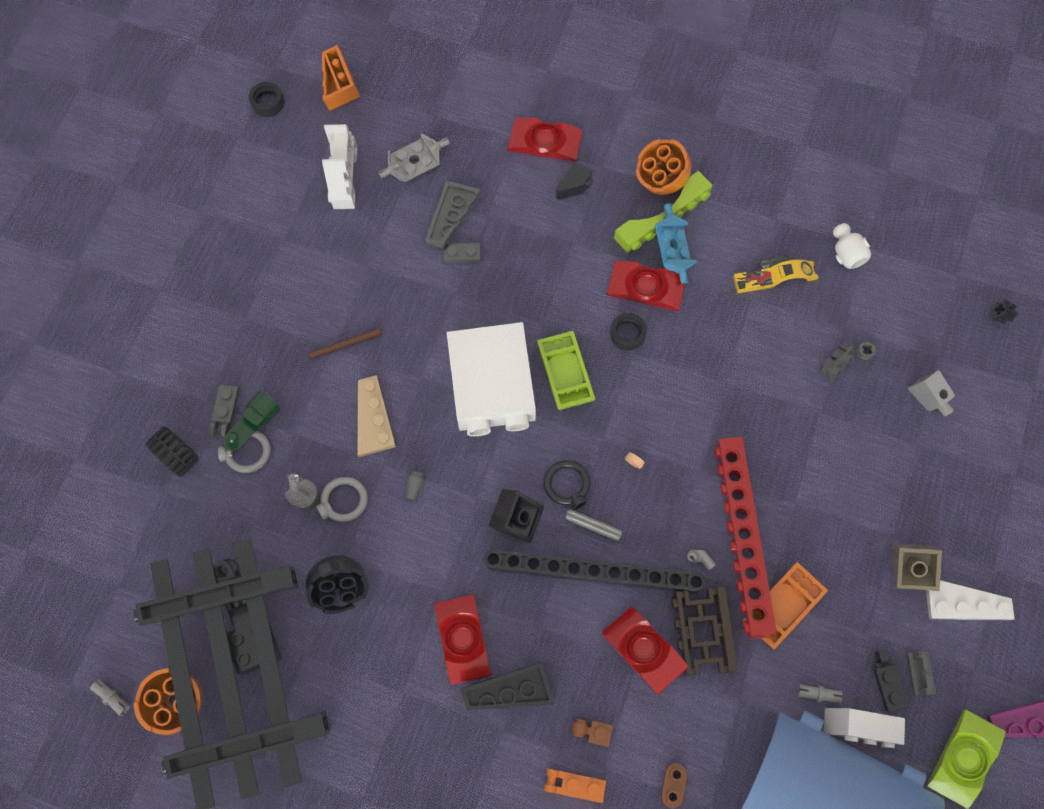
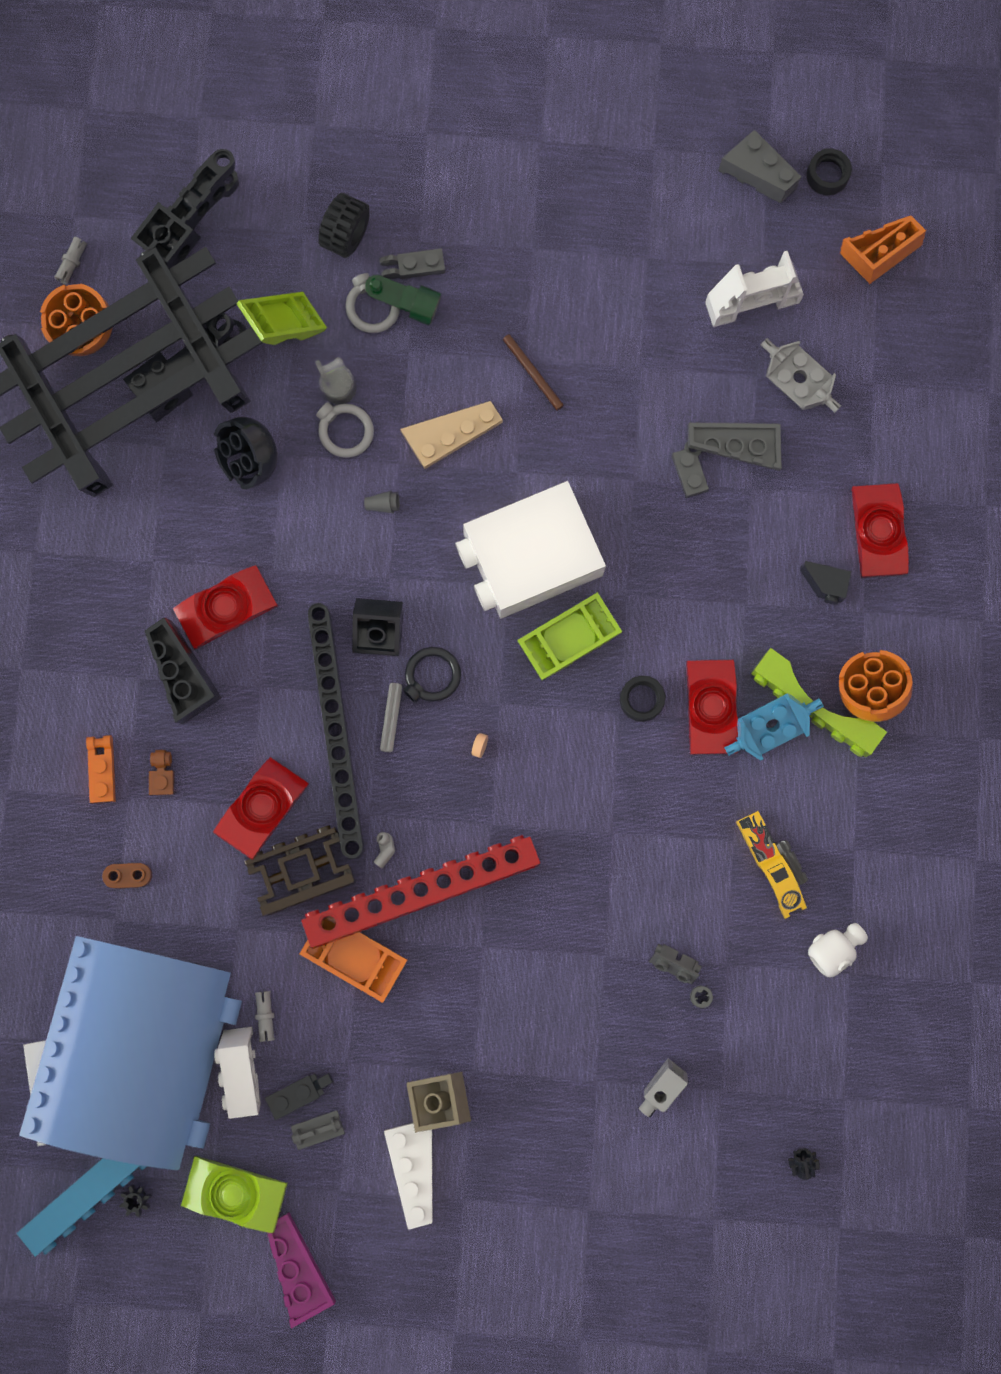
camera: 70 degrees right, 10 degrees up
(117, 594) = (173, 227): none -> black brick
(232, 521) = (282, 317): none -> lime slope
(246, 140) = (761, 167): none -> dark grey wedge

